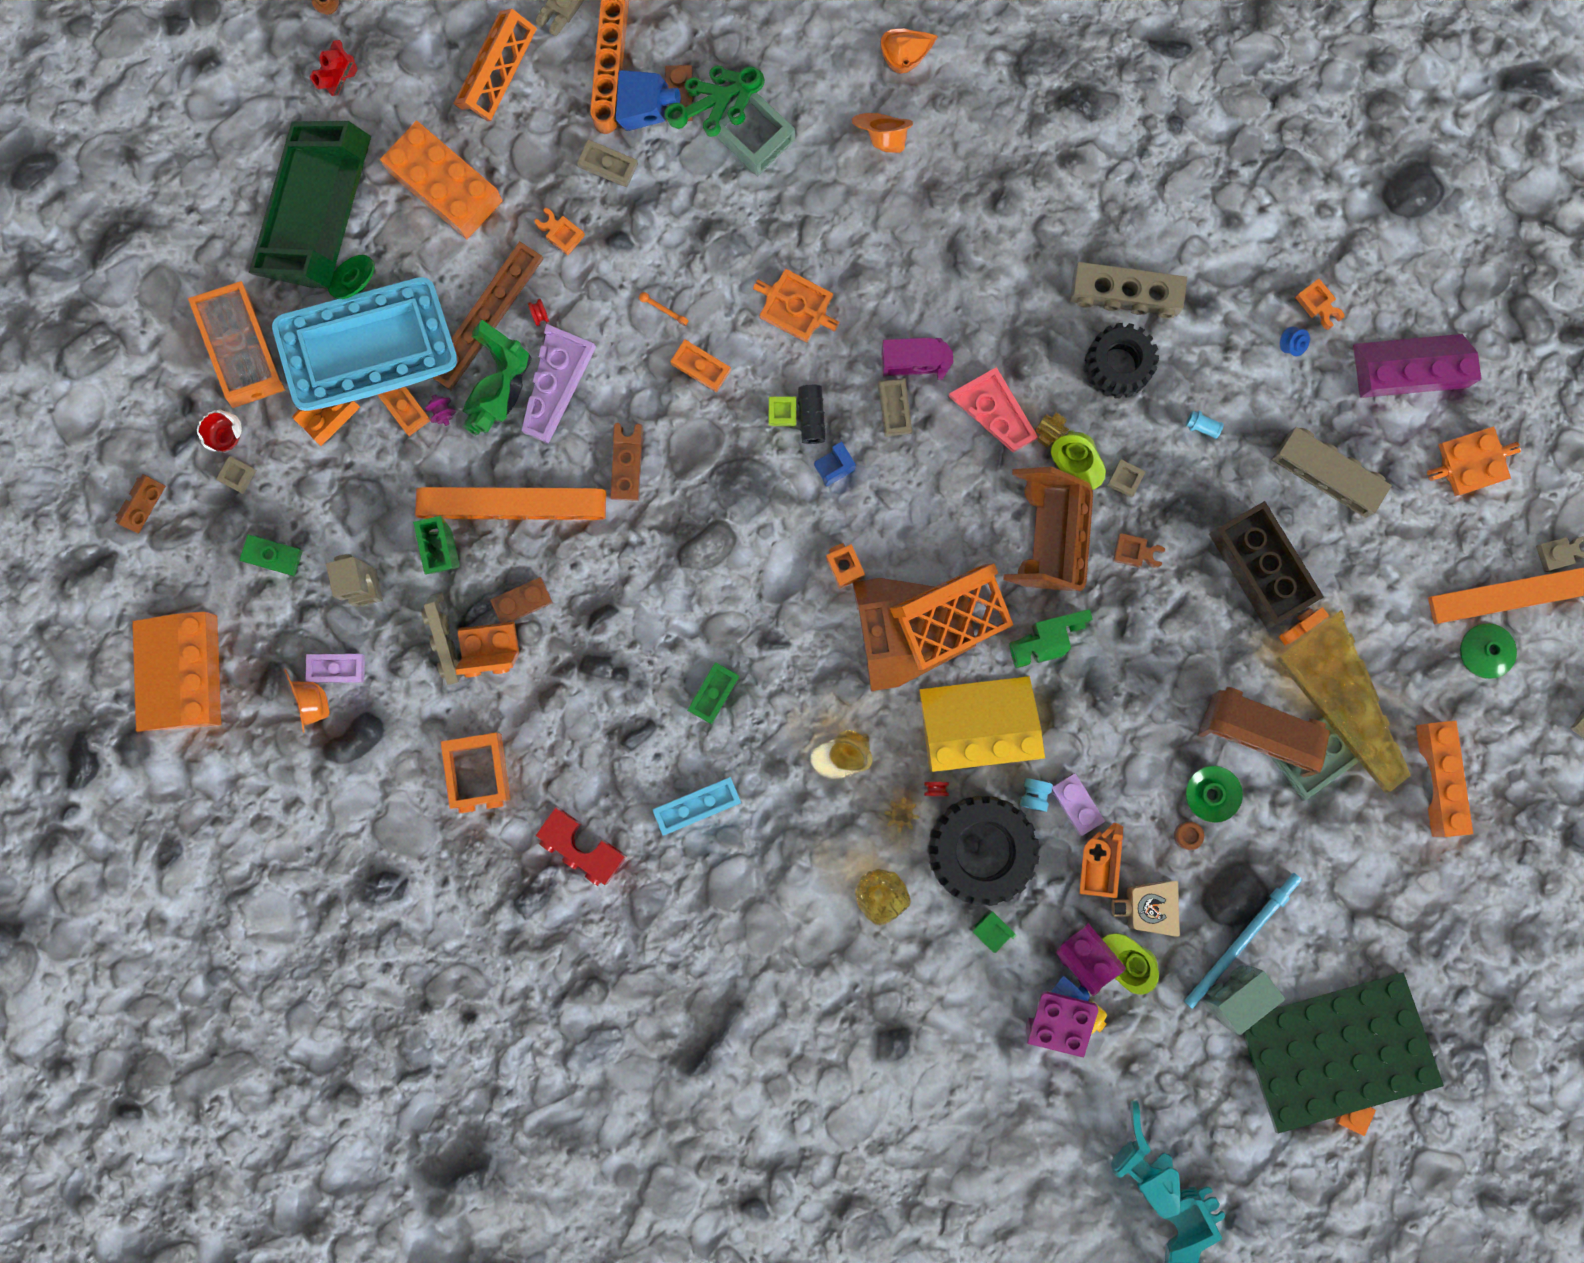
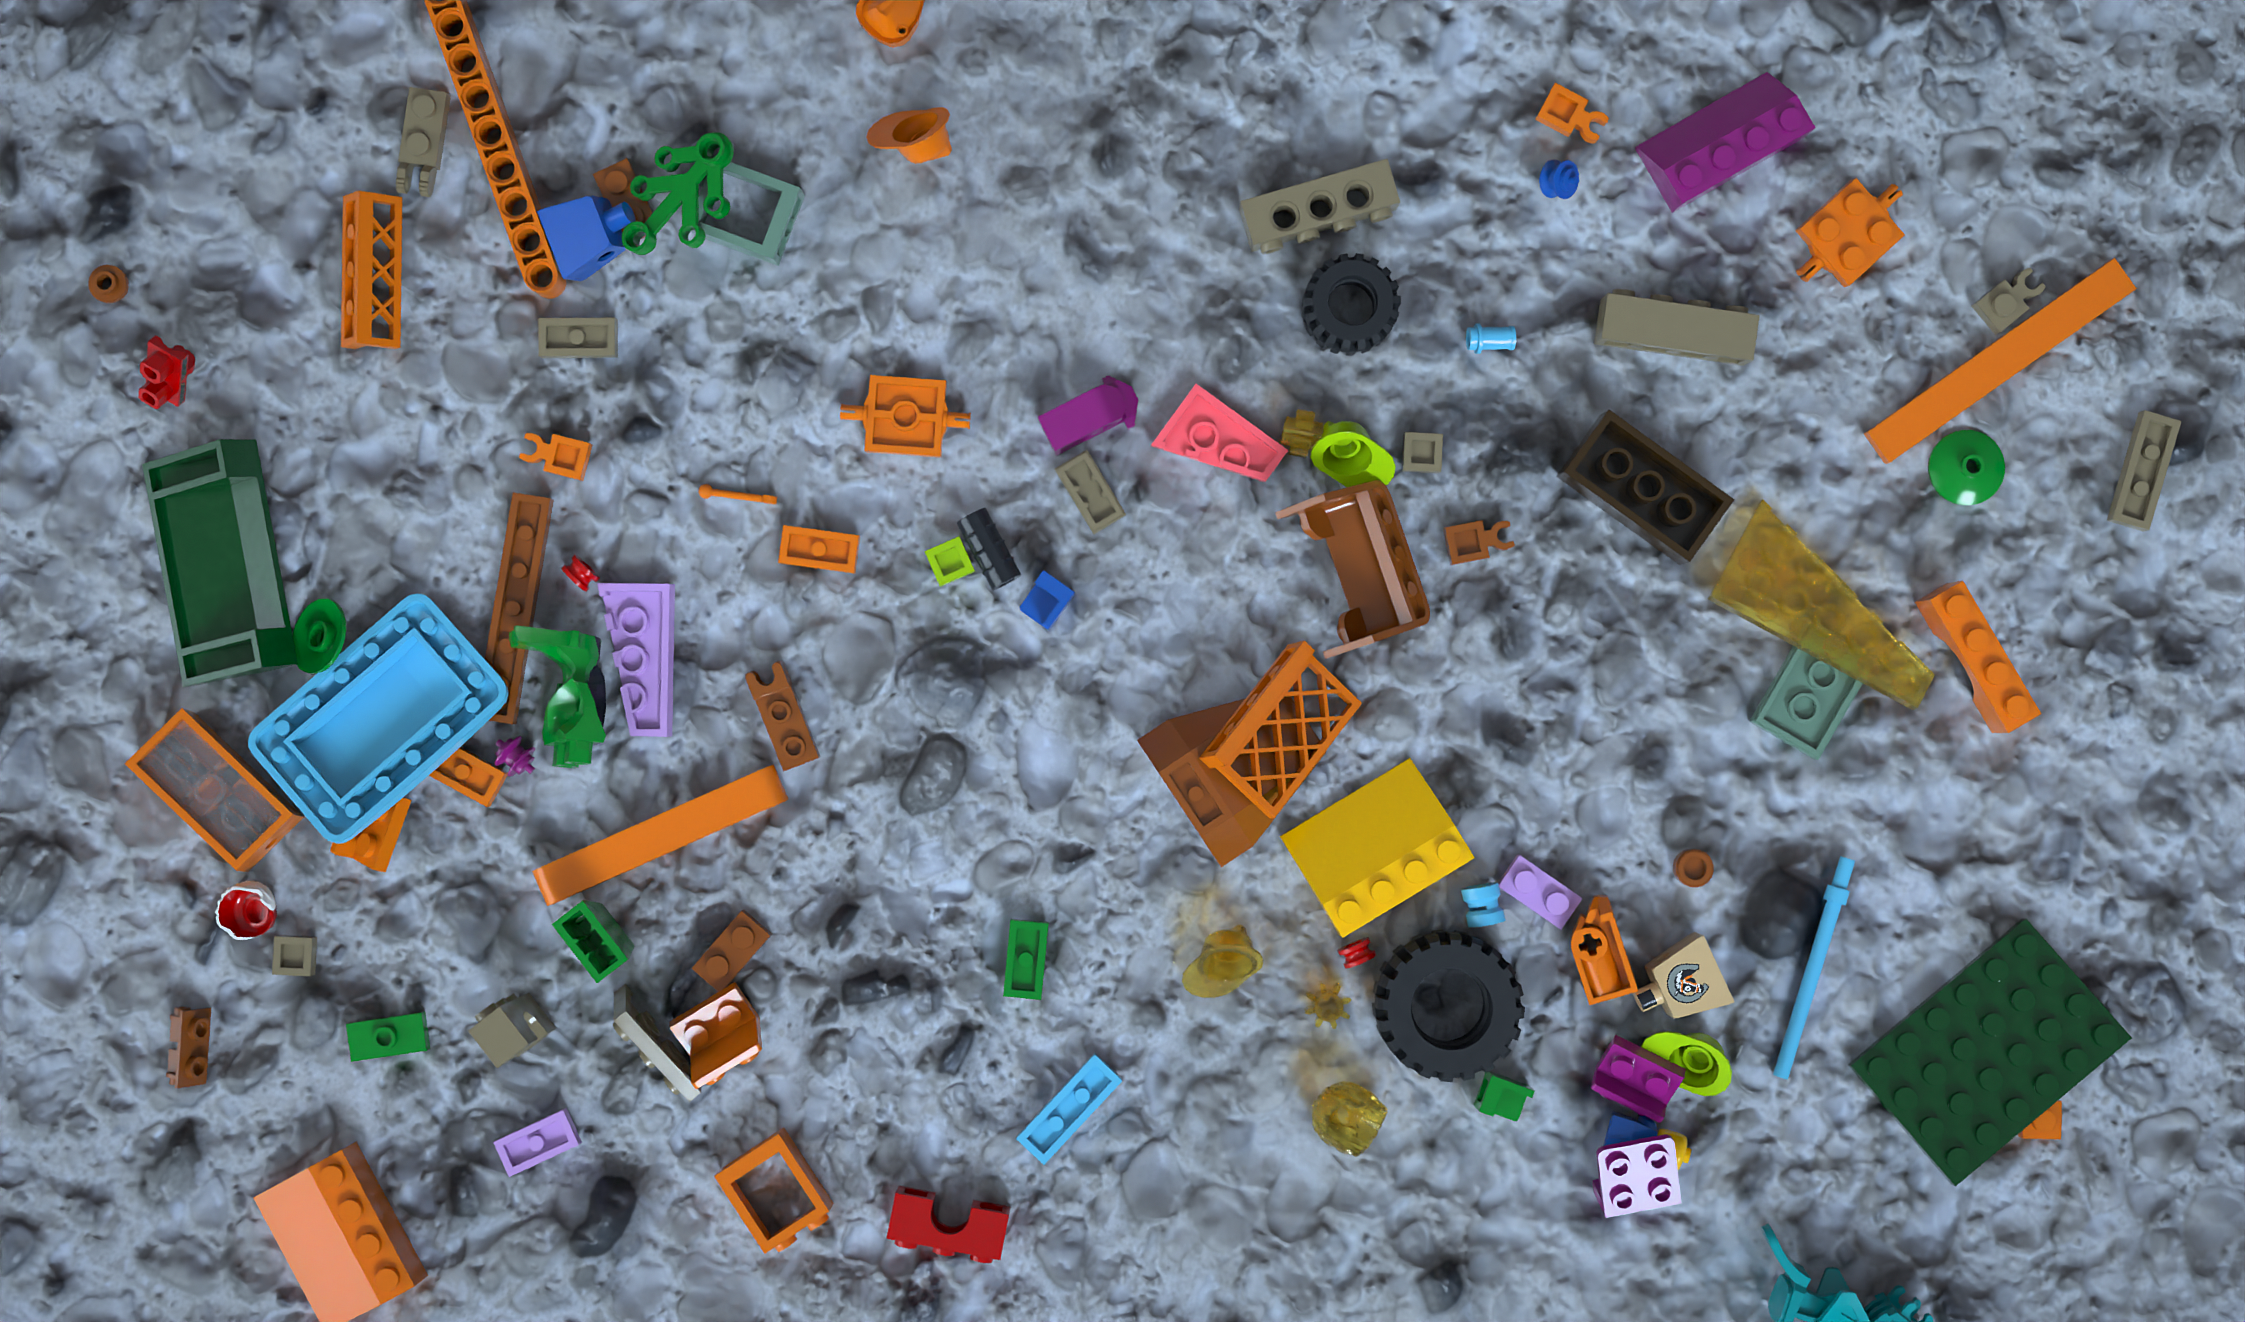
camera: 25 degrees left, 5 degrees up
(310, 700) = (526, 1197): orange piece -> none
(441, 180) = (374, 457): orange brick -> none
(853, 573) = (1127, 735): orange brick -> none
(1049, 639) = (1415, 702): green plate -> none
(1227, 789) = (1720, 809): green dish -> none
(1243, 998) = (1845, 1042): sand green brick -> none
(1266, 730) = (1733, 704): dark orange windscreen -> none
(1307, 621) = (1726, 536): orange plate -> none

